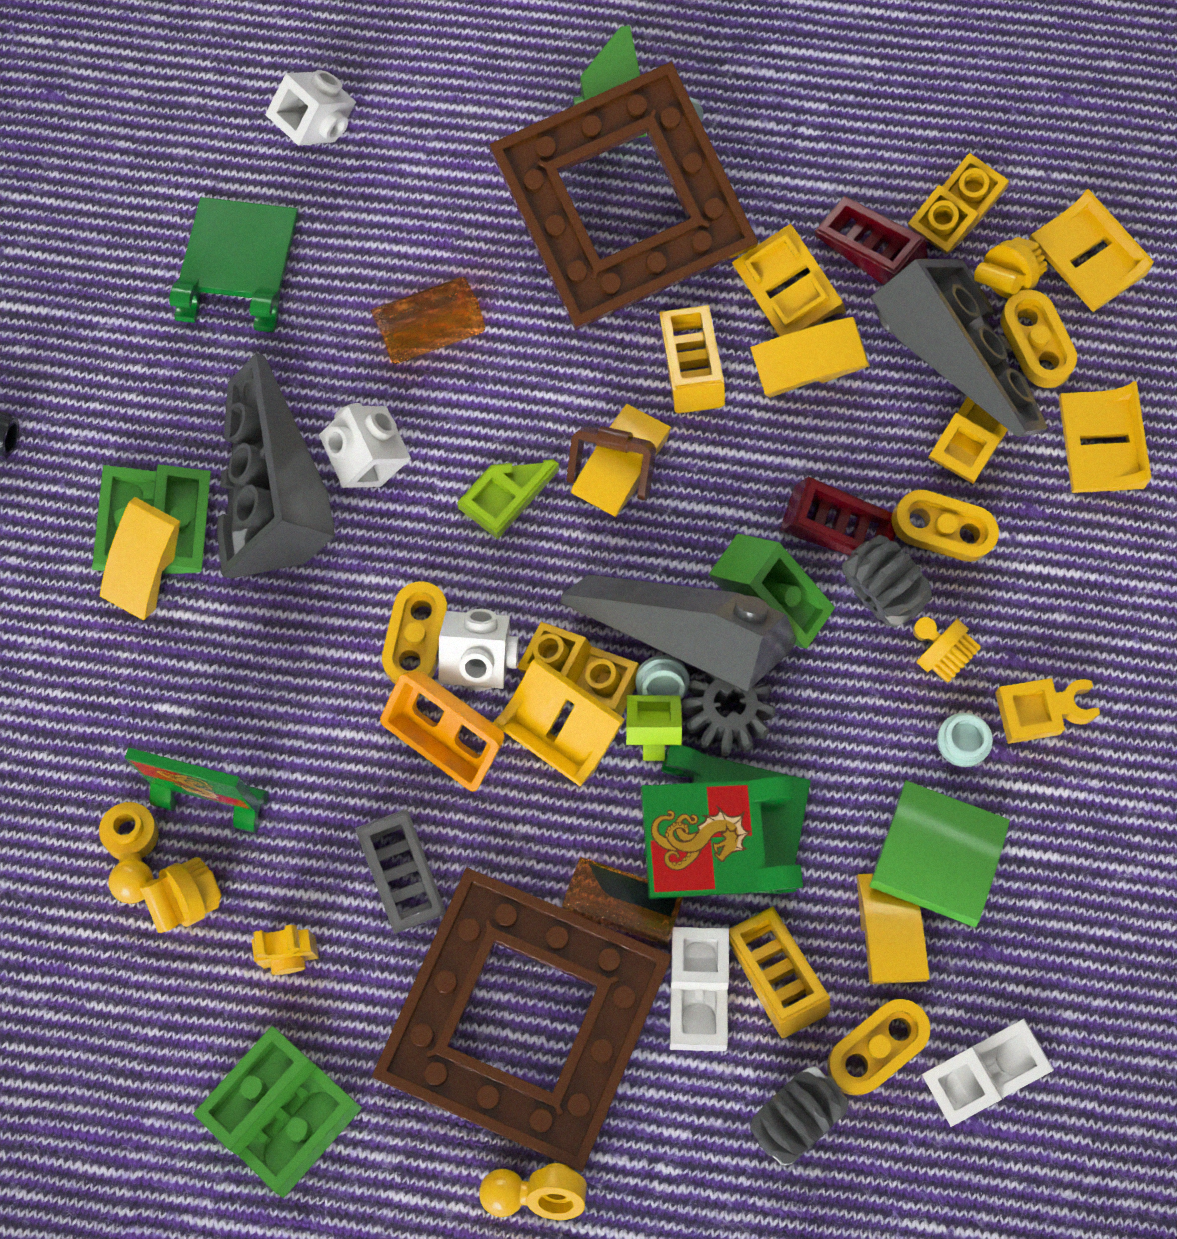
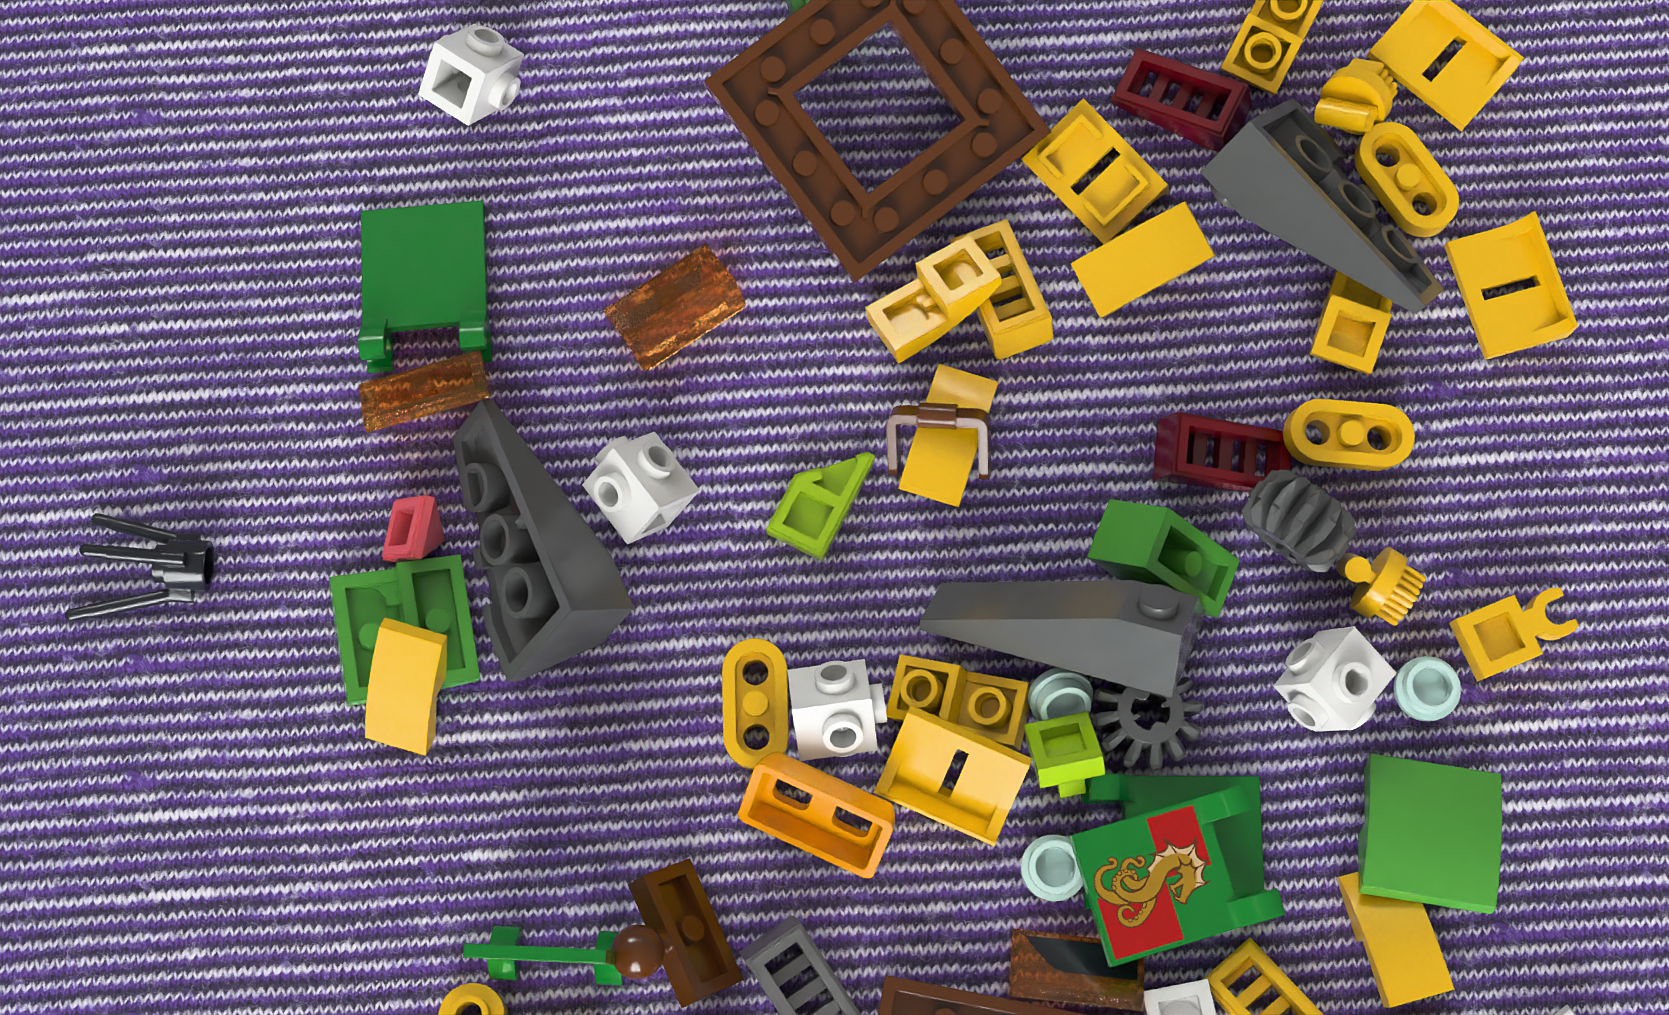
camera: 10 degrees left, 5 degrees up
(179, 443) = (412, 529): none -> coral slope
(213, 337) = (424, 391): none -> clear orange slope
(309, 795) = (676, 934): none -> reddish brown plate
(621, 815) = (1051, 868): none -> light aqua plate
(648, 347) = (943, 295): none -> yellow slope
(886, 713) = (1334, 680): none -> white brick

